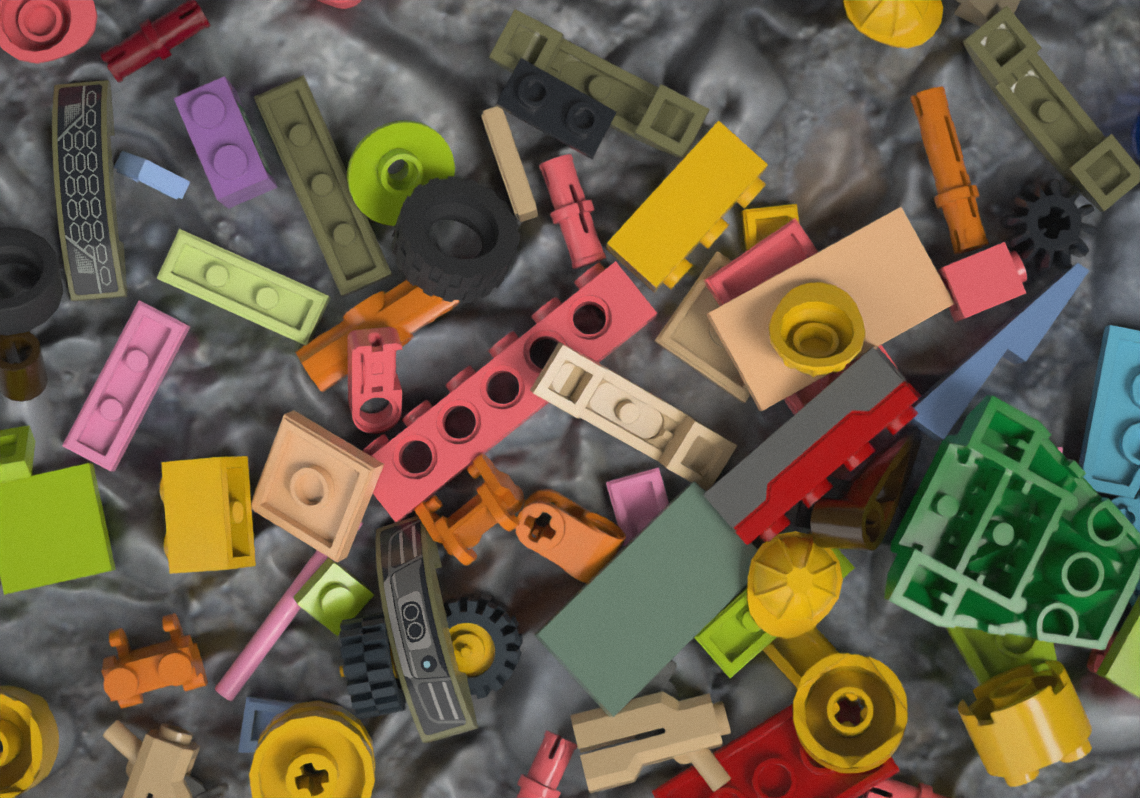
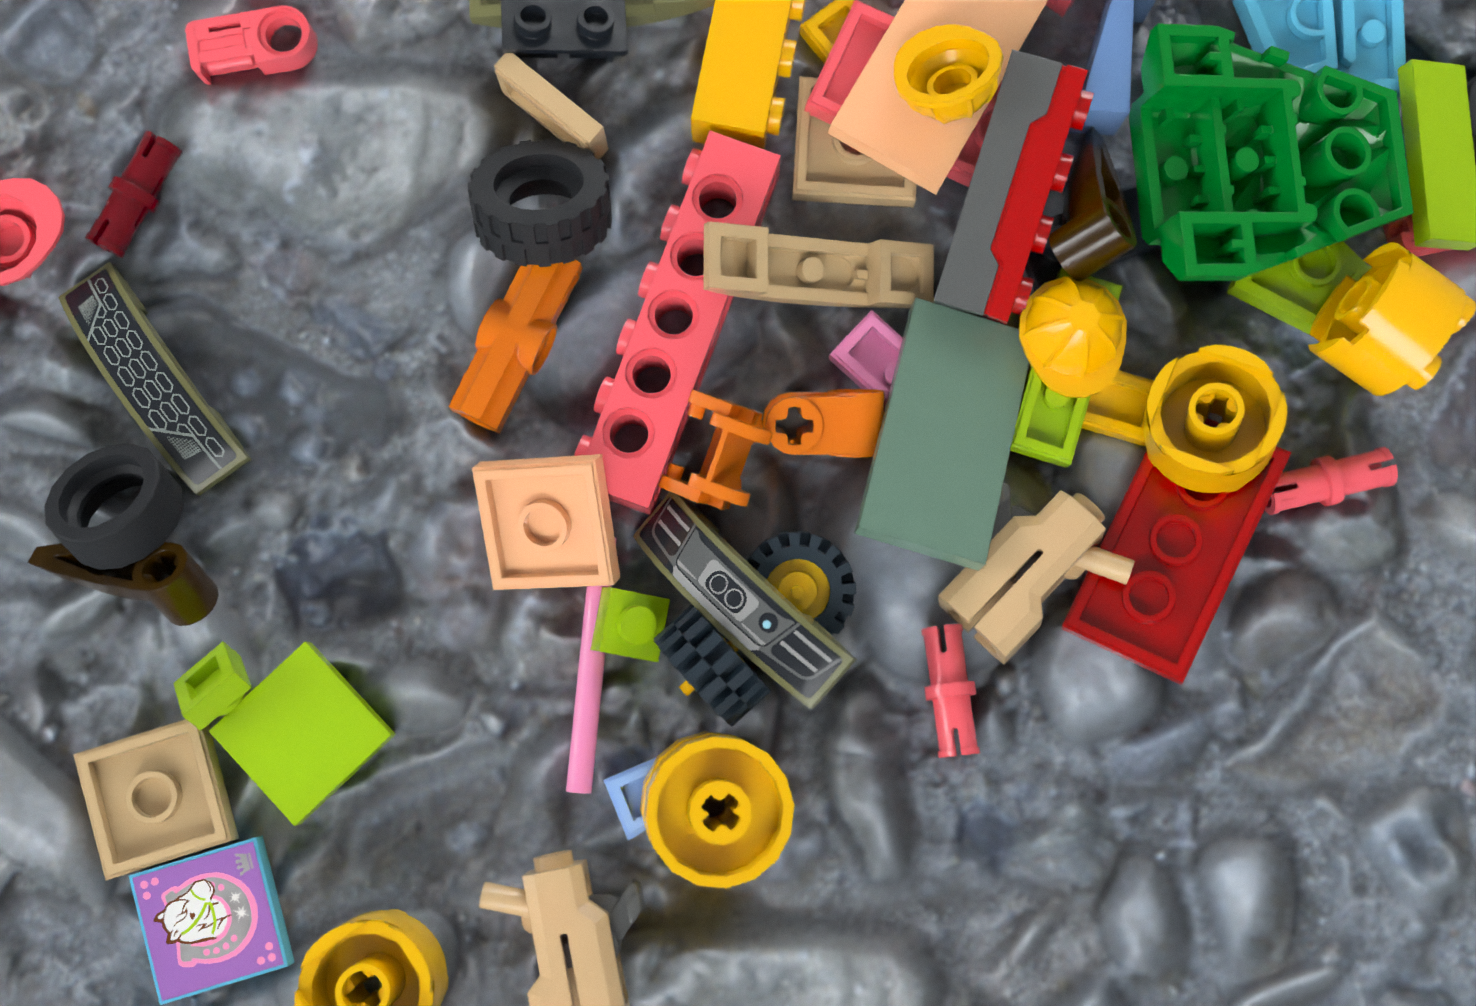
camera: 35 degrees left, 5 degrees down
(126, 386) = (299, 545): bright pink tile -> none
(151, 175) = (190, 318): light blue tile -> none
(152, 667) = (489, 806): orange piece -> none
(207, 514) = (454, 616): yellow brick -> none
(225, 142) = (259, 246): medium lavender brick -> none
(243, 287) = (360, 380): yellowish green tile -> none
(322, 186) = (383, 239): olive tile -> none
(374, 376) = (539, 380): coral piece -> none
(382, 193) = (431, 142): lime dish -> none
(572, 211) = (638, 119): coral pin -> none

